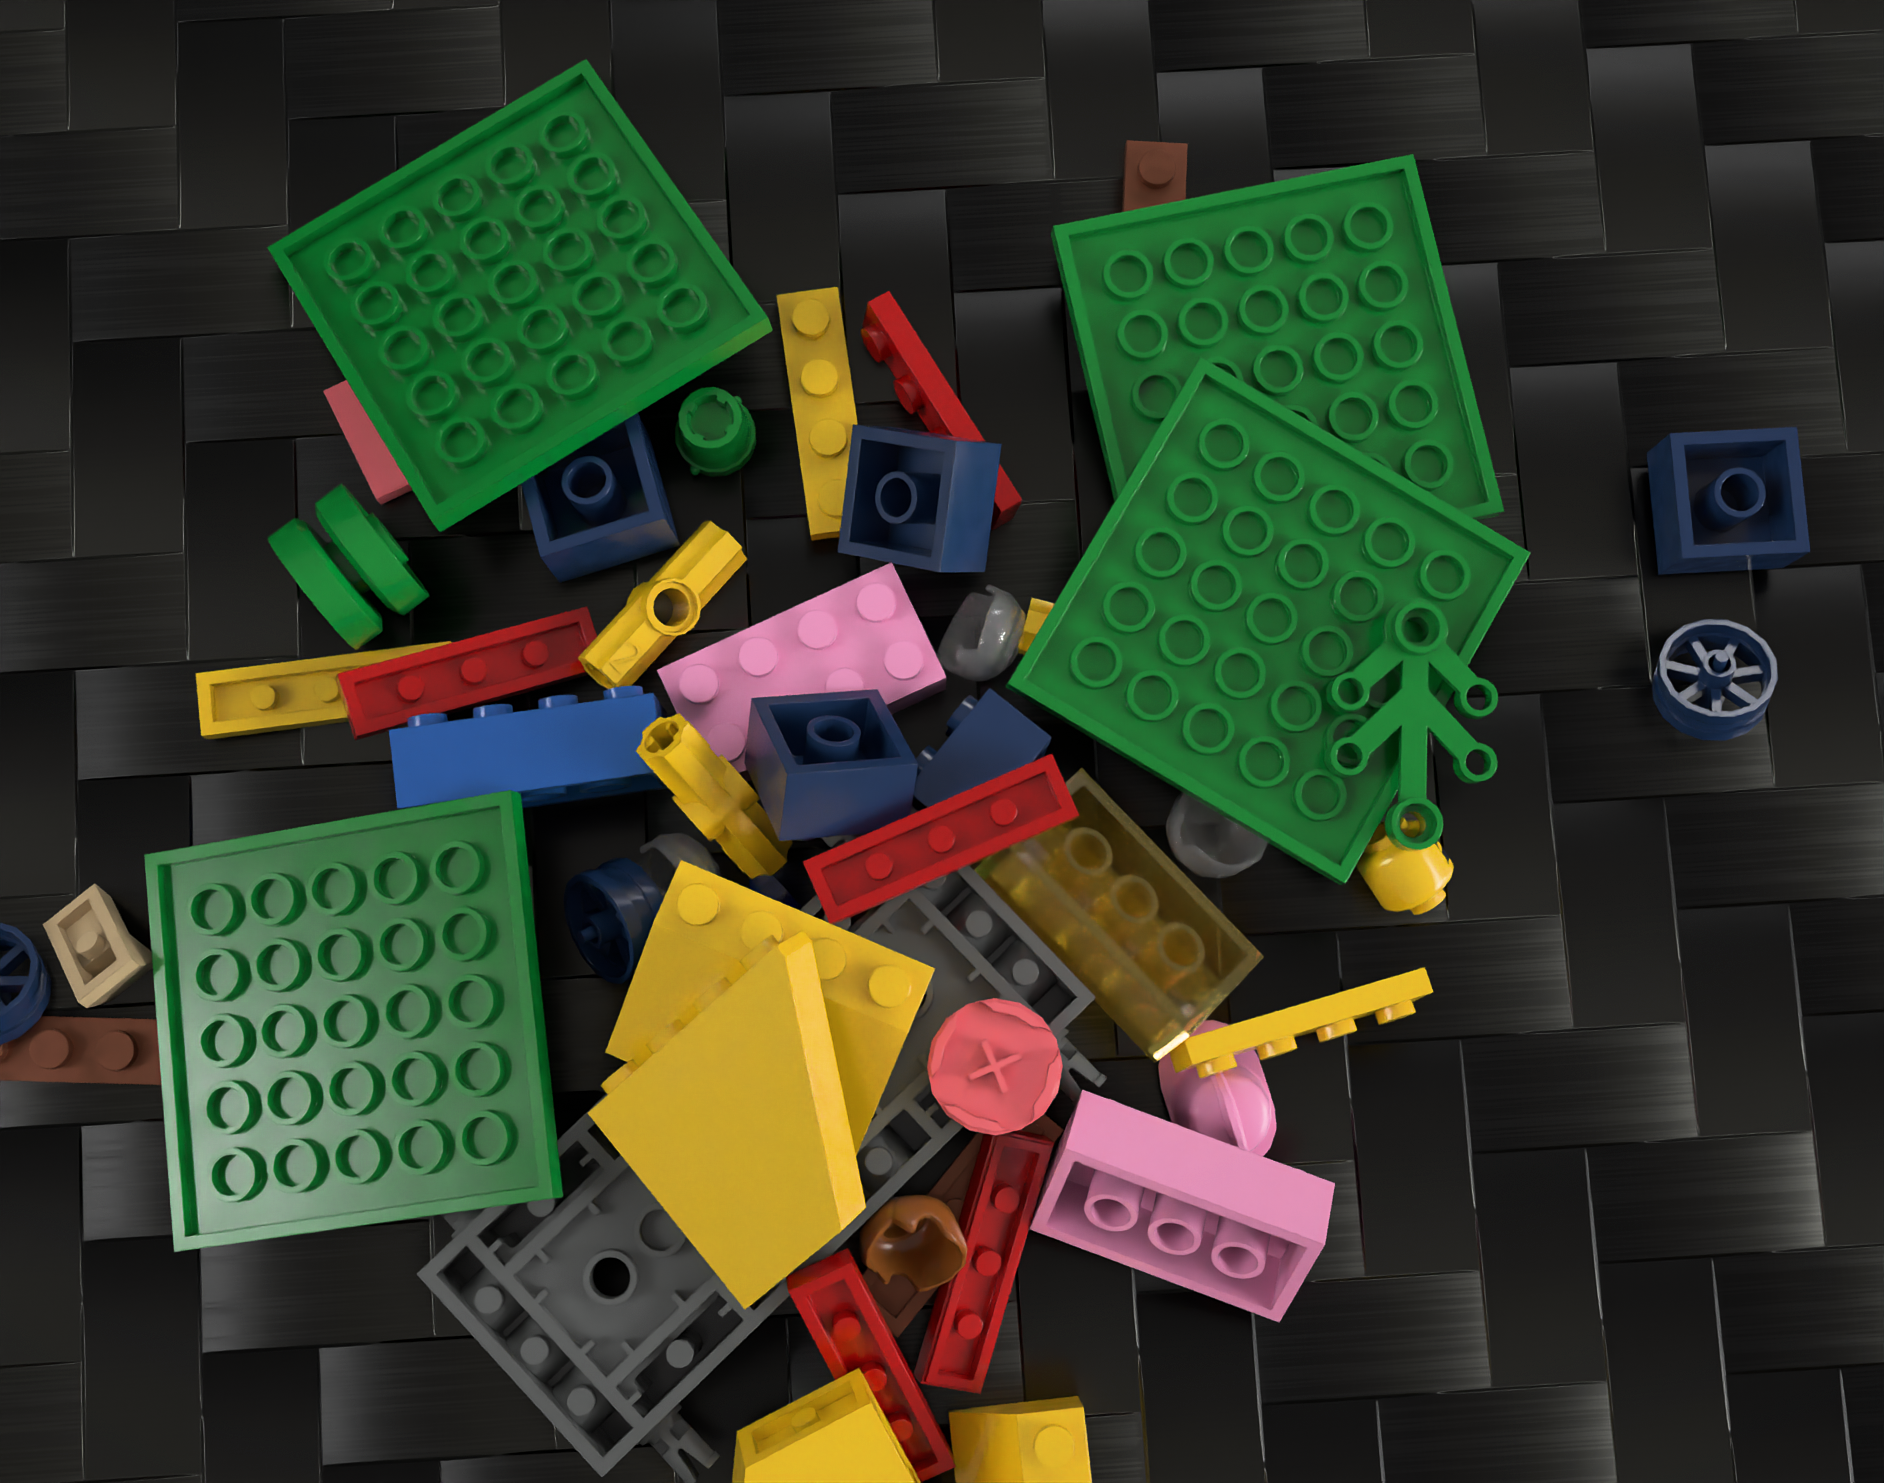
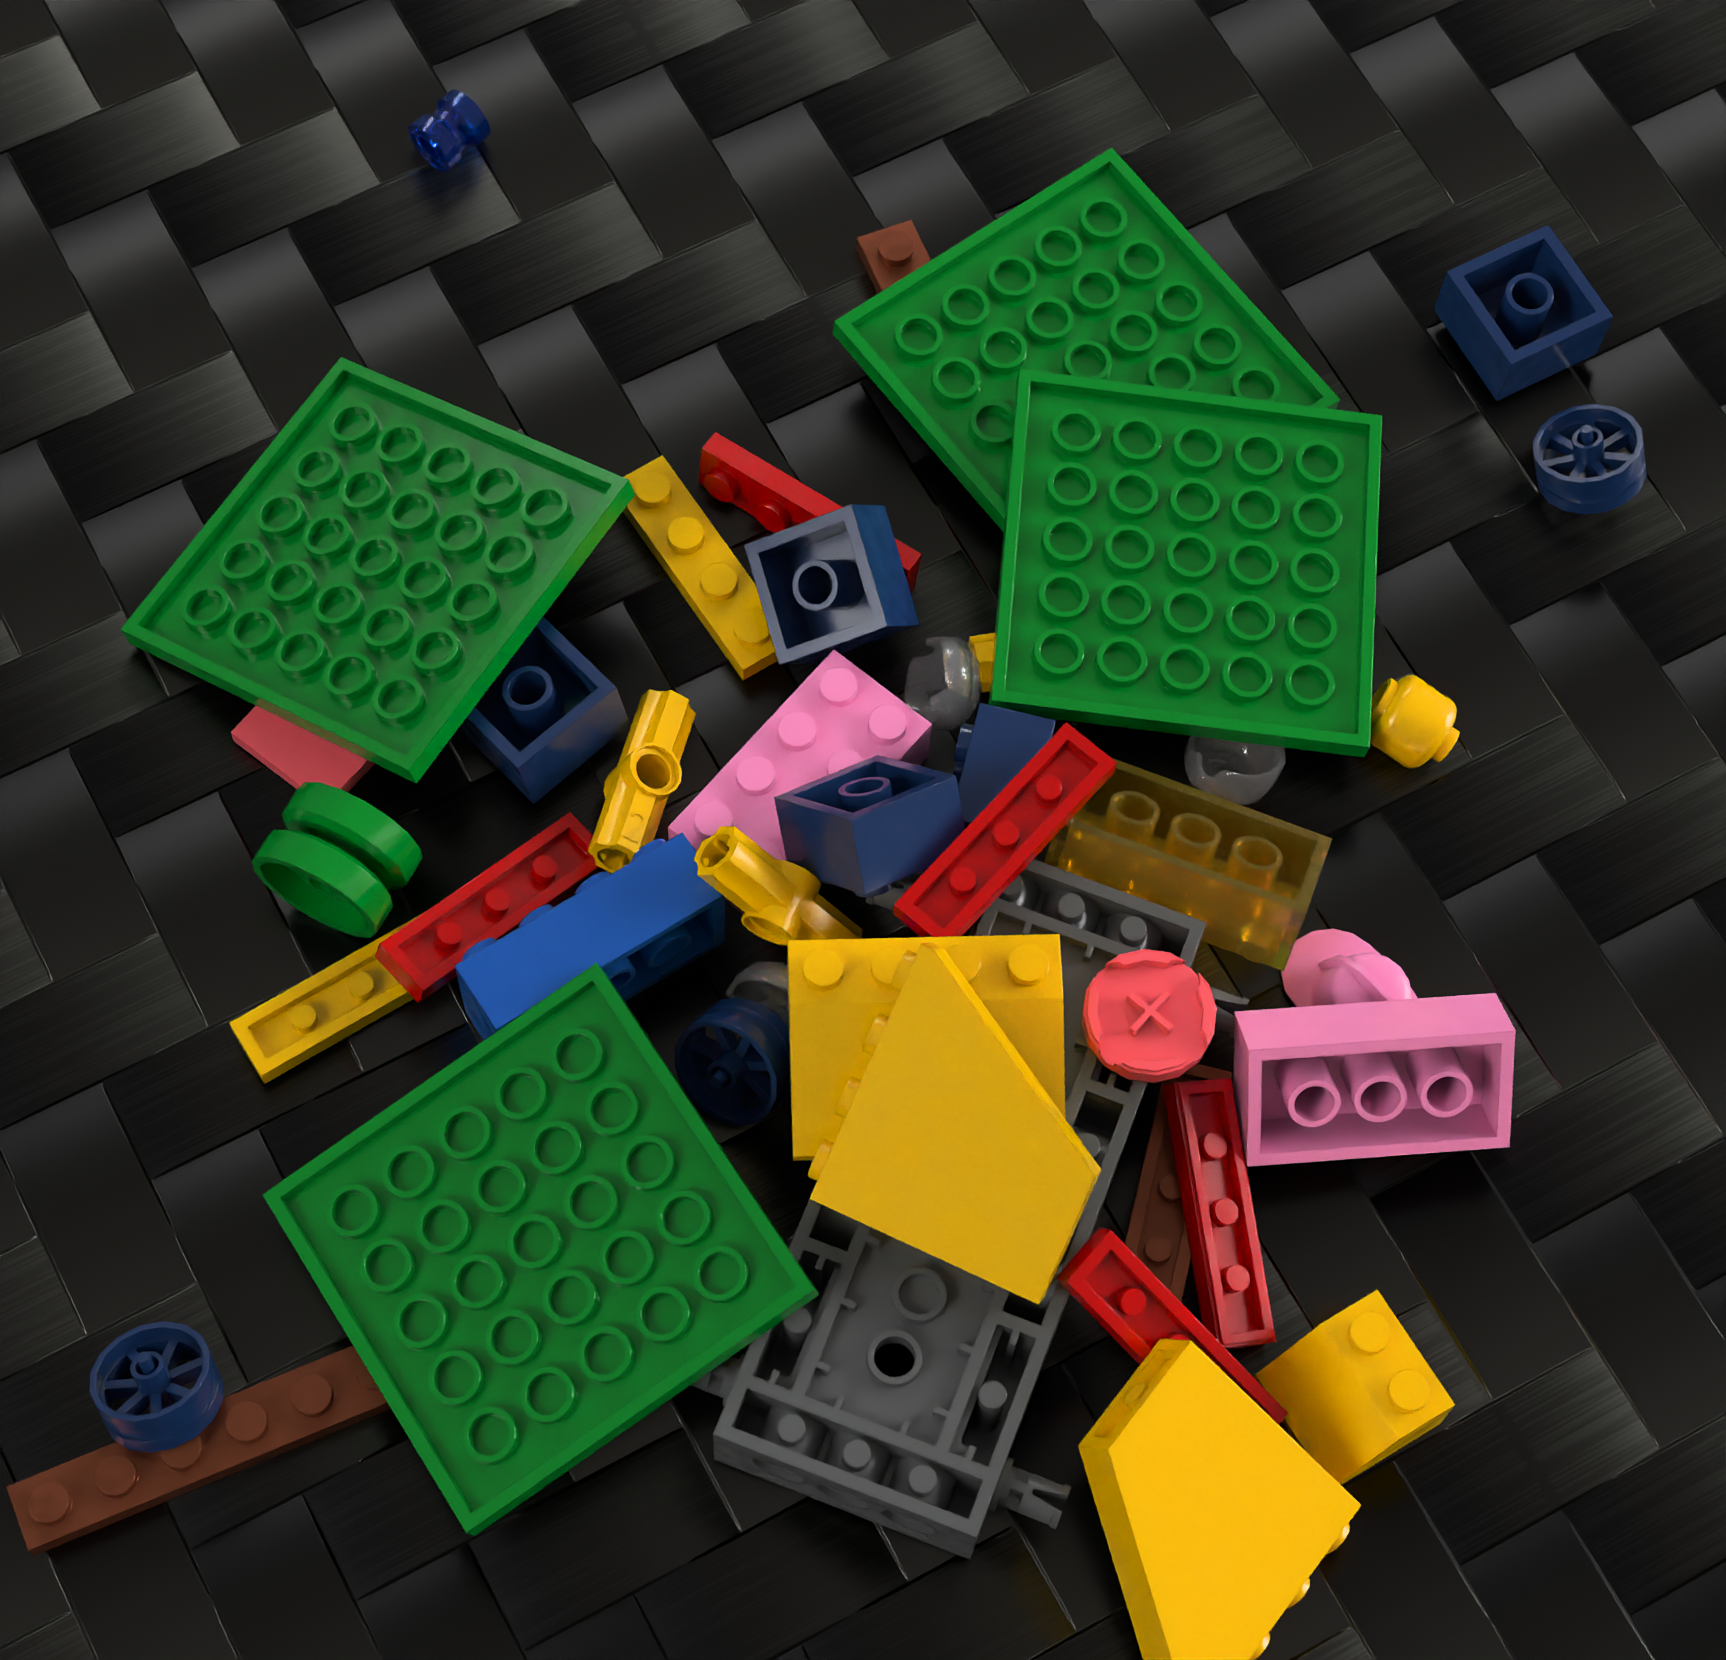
camera: 25 degrees left, 15 degrees down
(96, 948) = (251, 1306): tan slope -> none
(714, 432) = (611, 619): green piece -> none
(915, 1240) = (1154, 1211): dark orange hair -> none
(1275, 1032) = (1379, 894): yellow plate -> none
(1414, 712) = (1358, 580): green plant -> none

